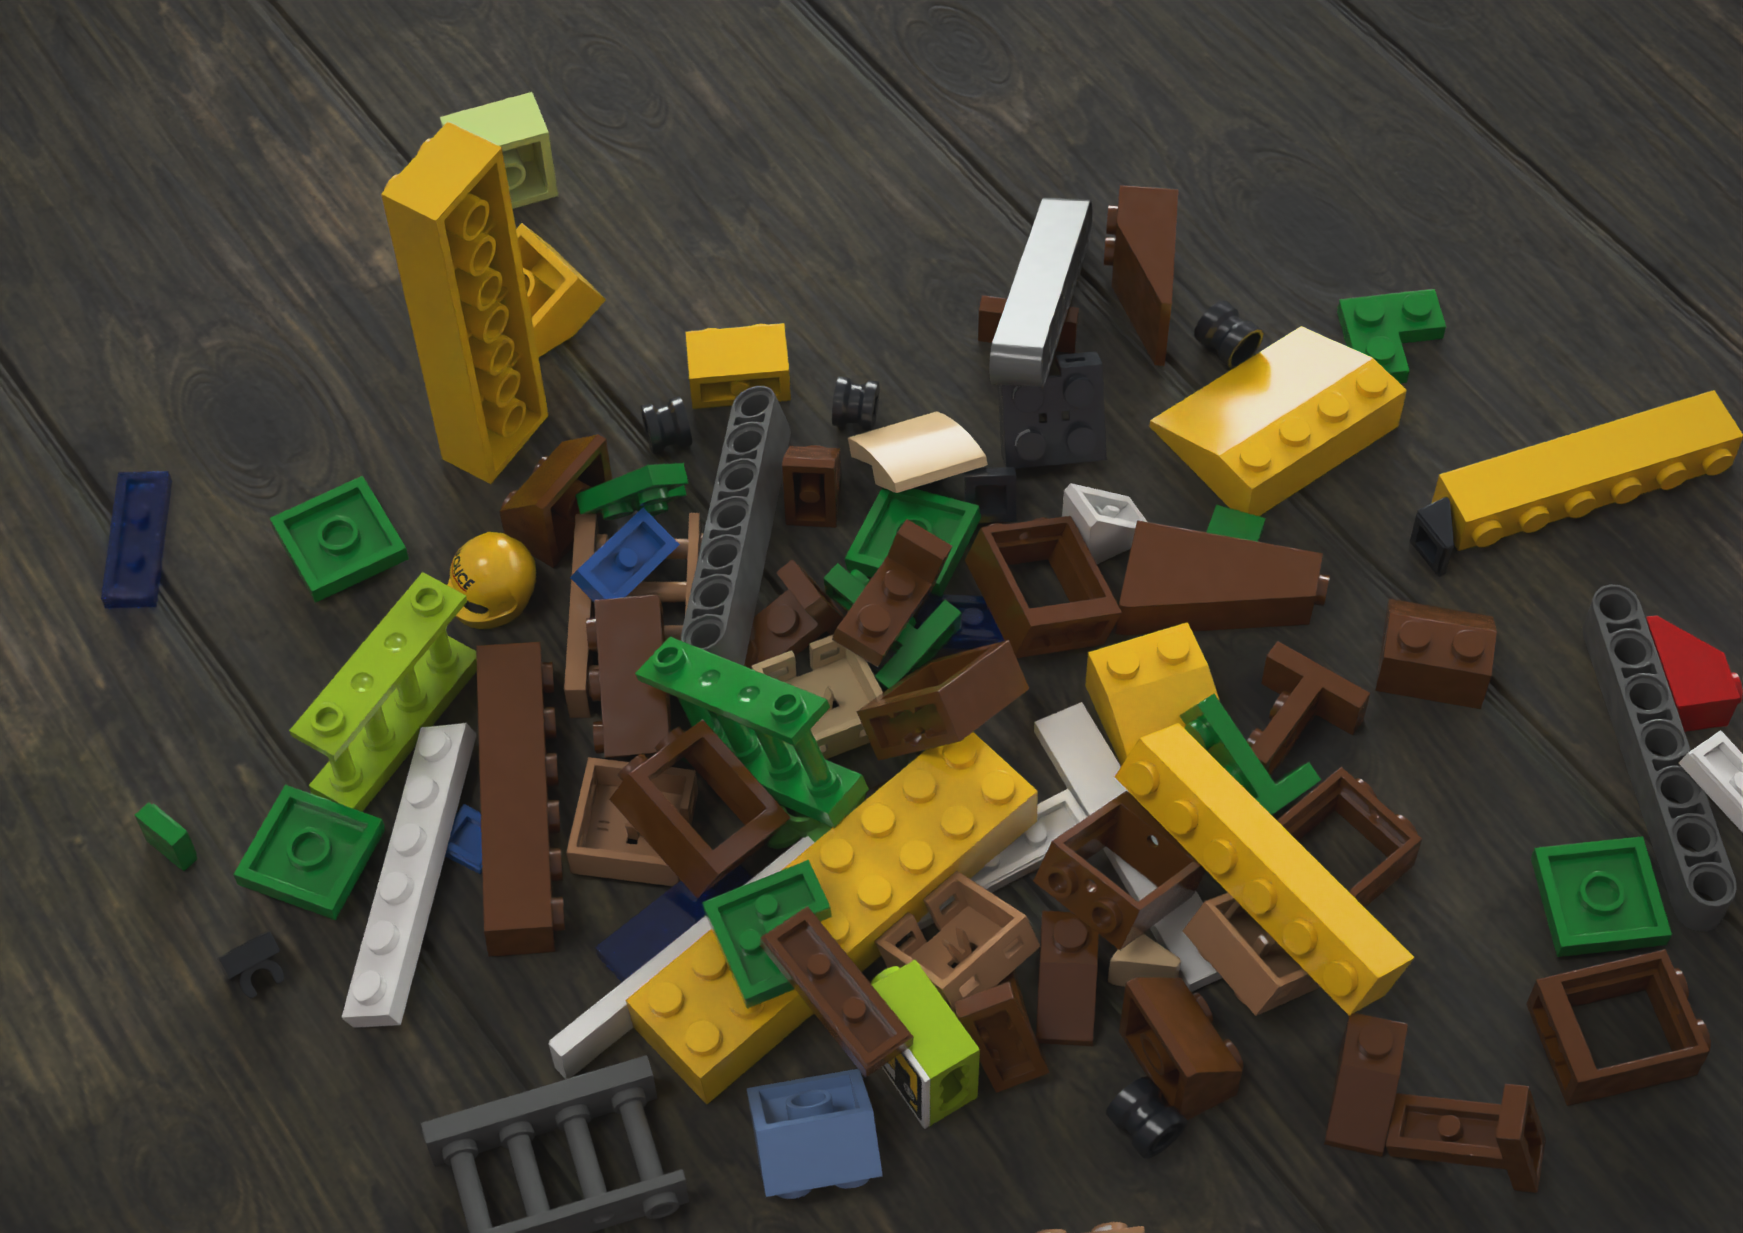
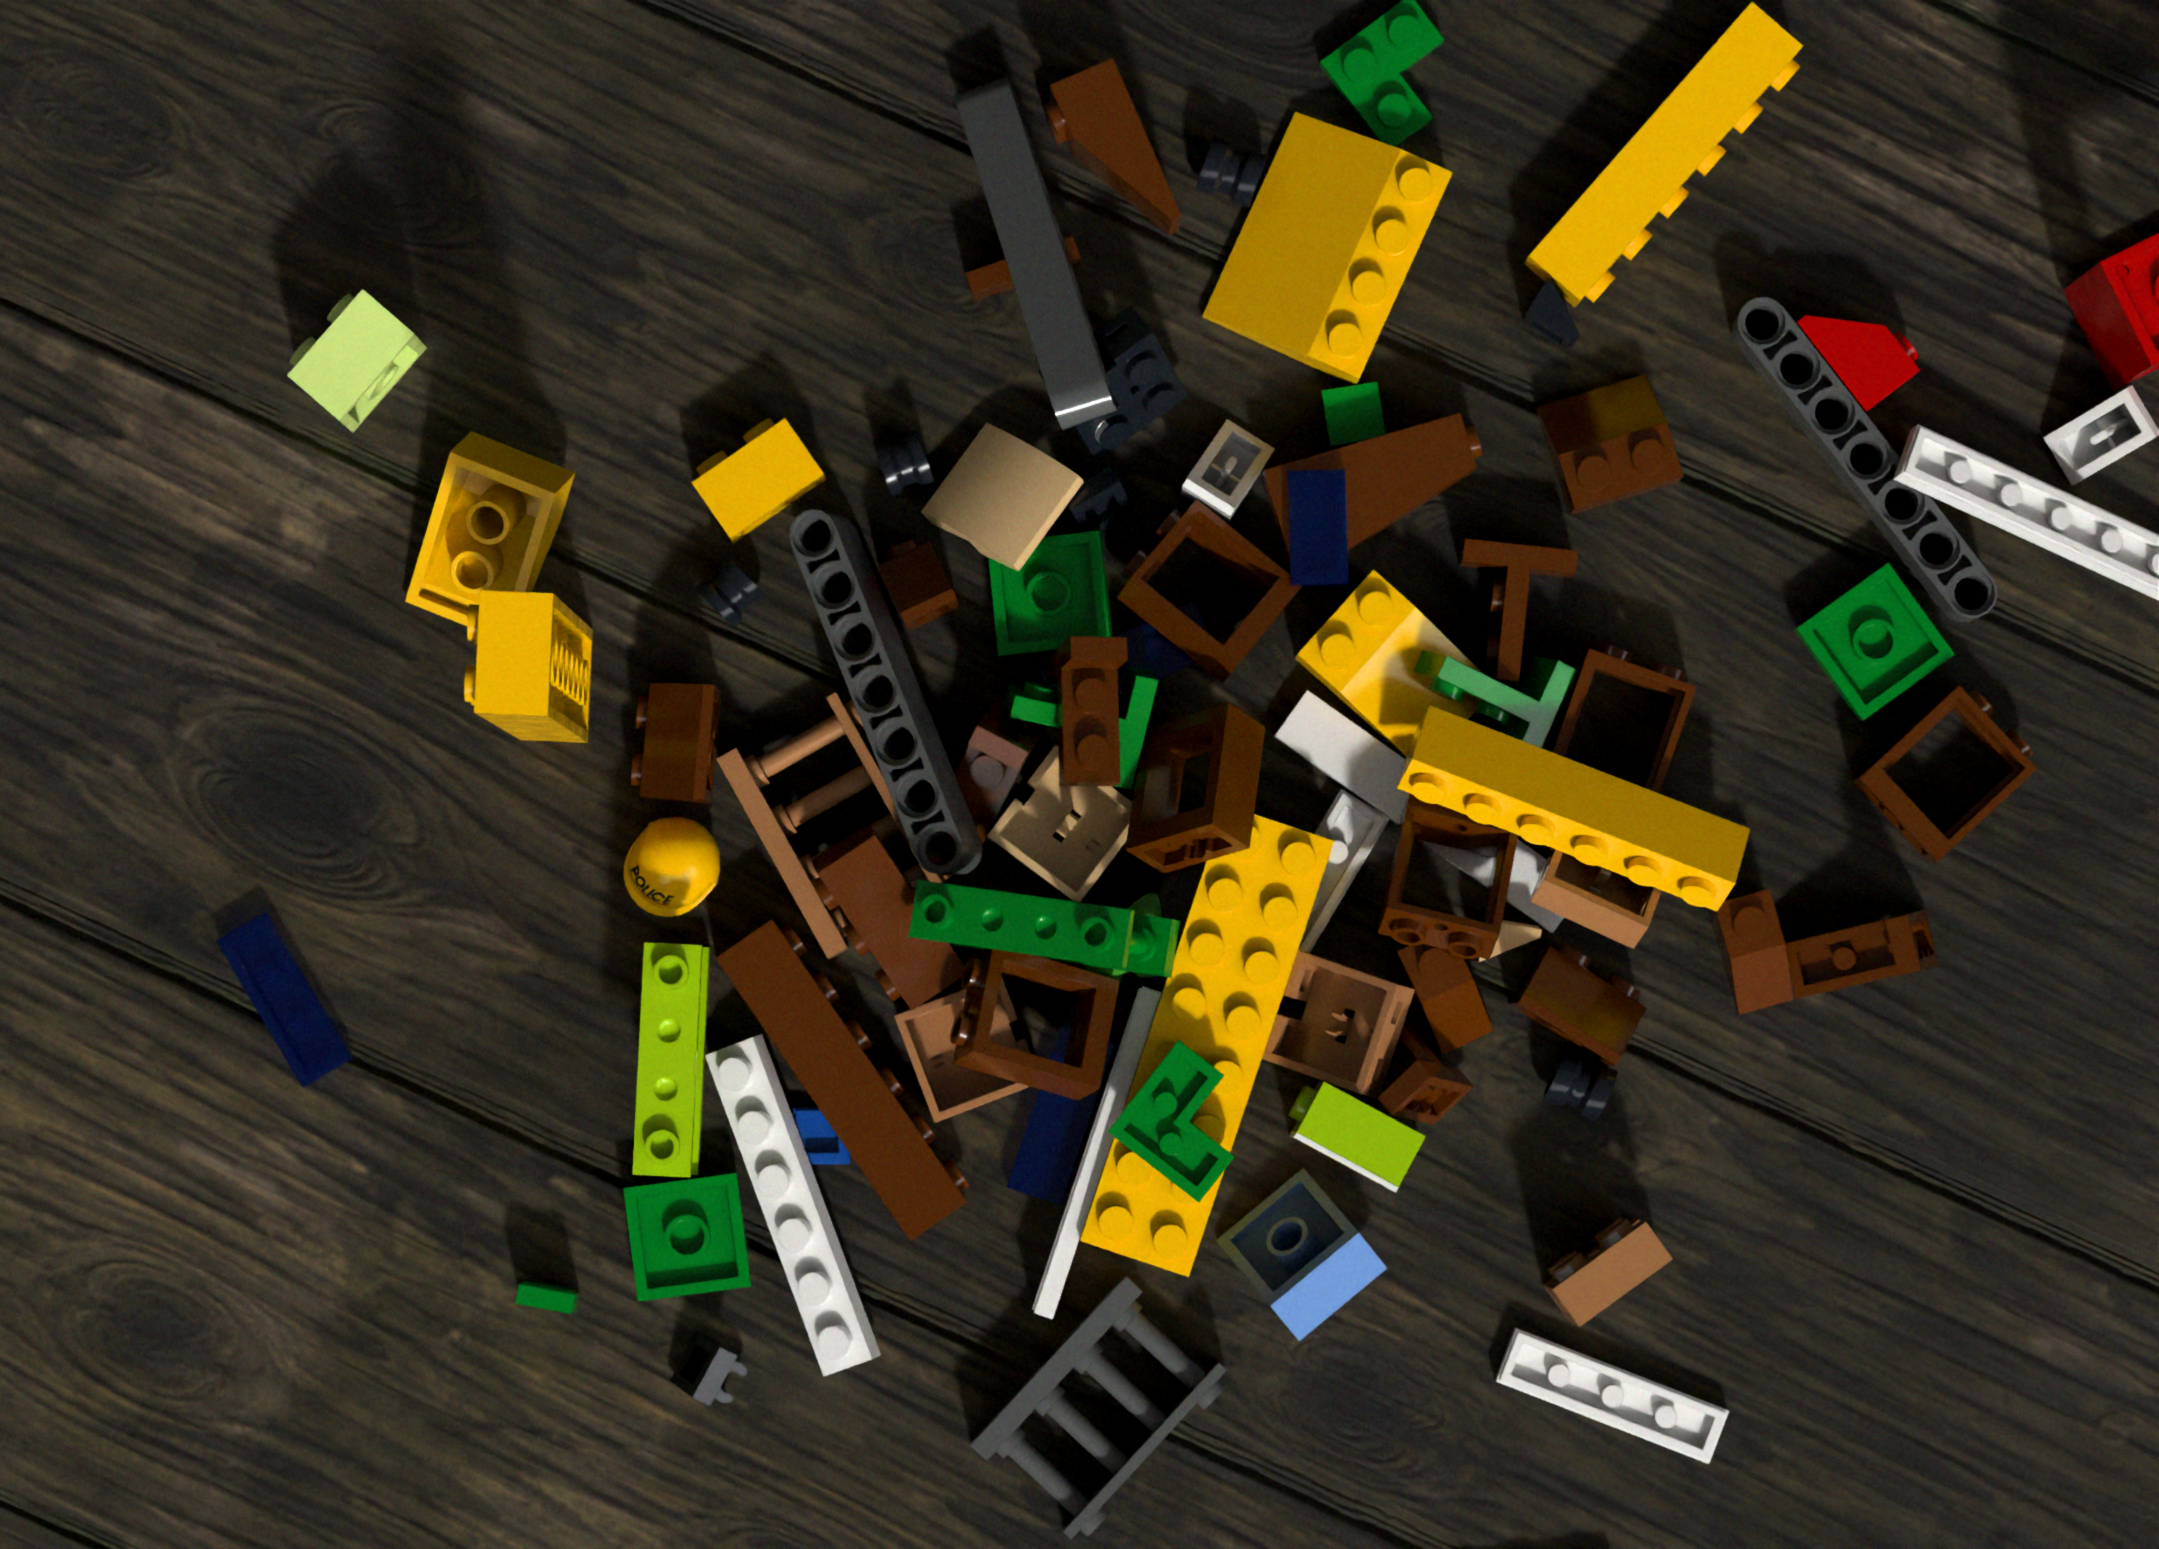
camera: 35 degrees left, 30 degrees up
(339, 539) = (489, 896): green plate -> none
(625, 558) = (802, 793): blue plate -> none
(642, 488) = (769, 709): green plate -> none
(836, 991) = (1276, 1155): reddish brown tile -> none
(1157, 573) = (1317, 527): none -> clear blue tile

